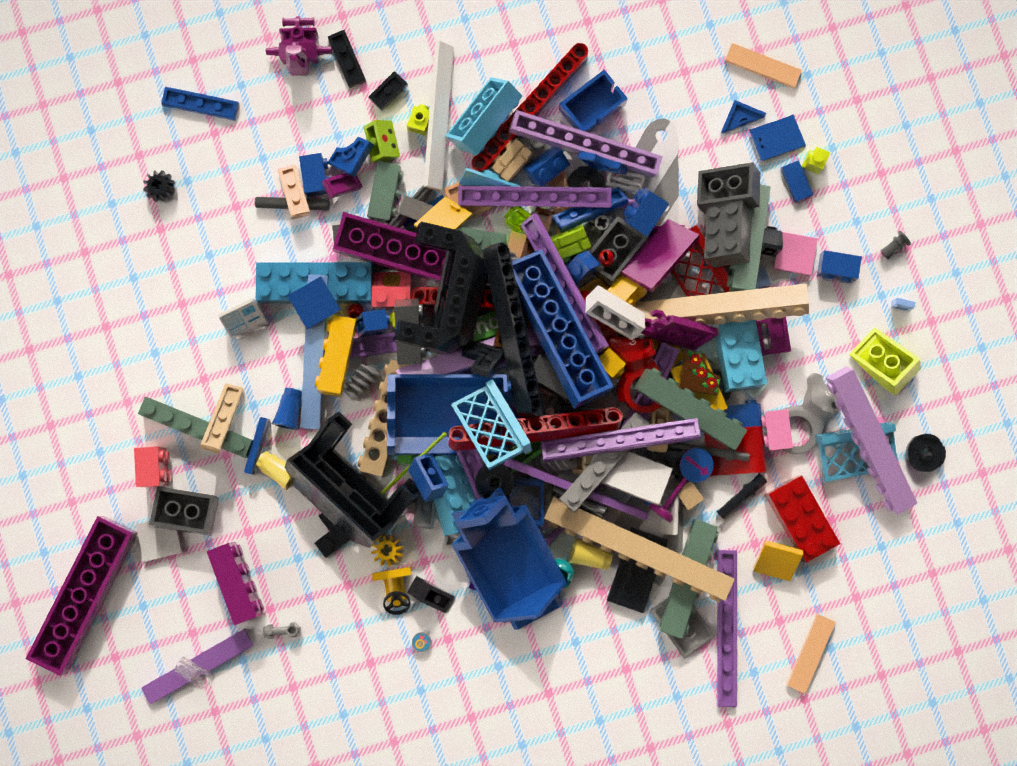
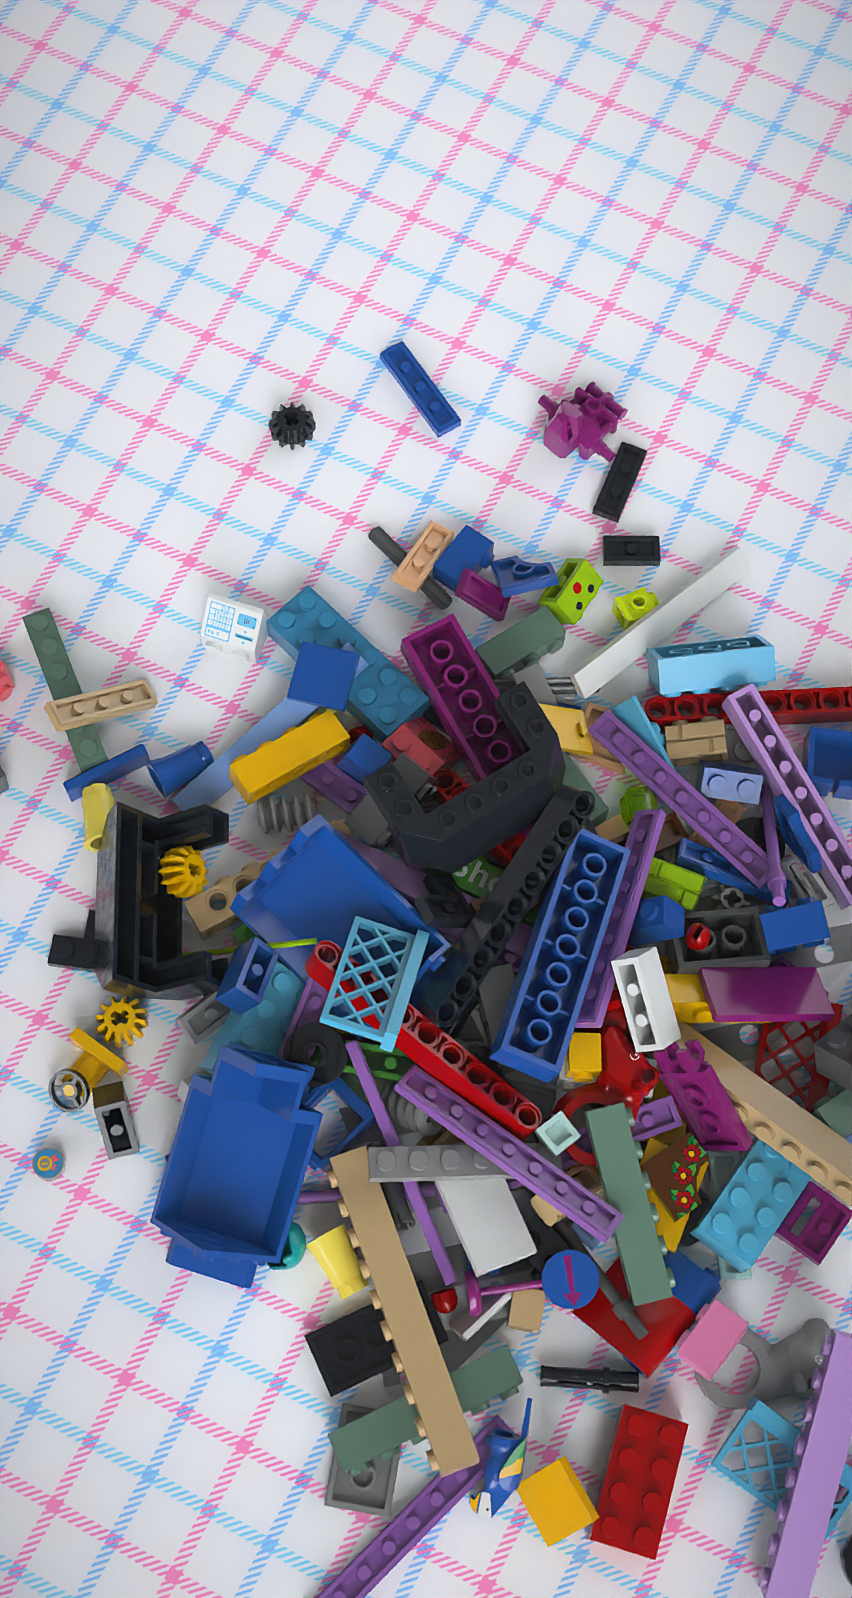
camera: 45 degrees right, 15 degrees down
(345, 457) = (183, 871): none -> yellow gear
(618, 197) = (776, 878): none -> medium lavender bar
(633, 410) = (557, 1133): none -> light aqua plate
(650, 526) = (445, 1300): none -> red hinge
(742, 569) = (503, 1467): none -> blue animal

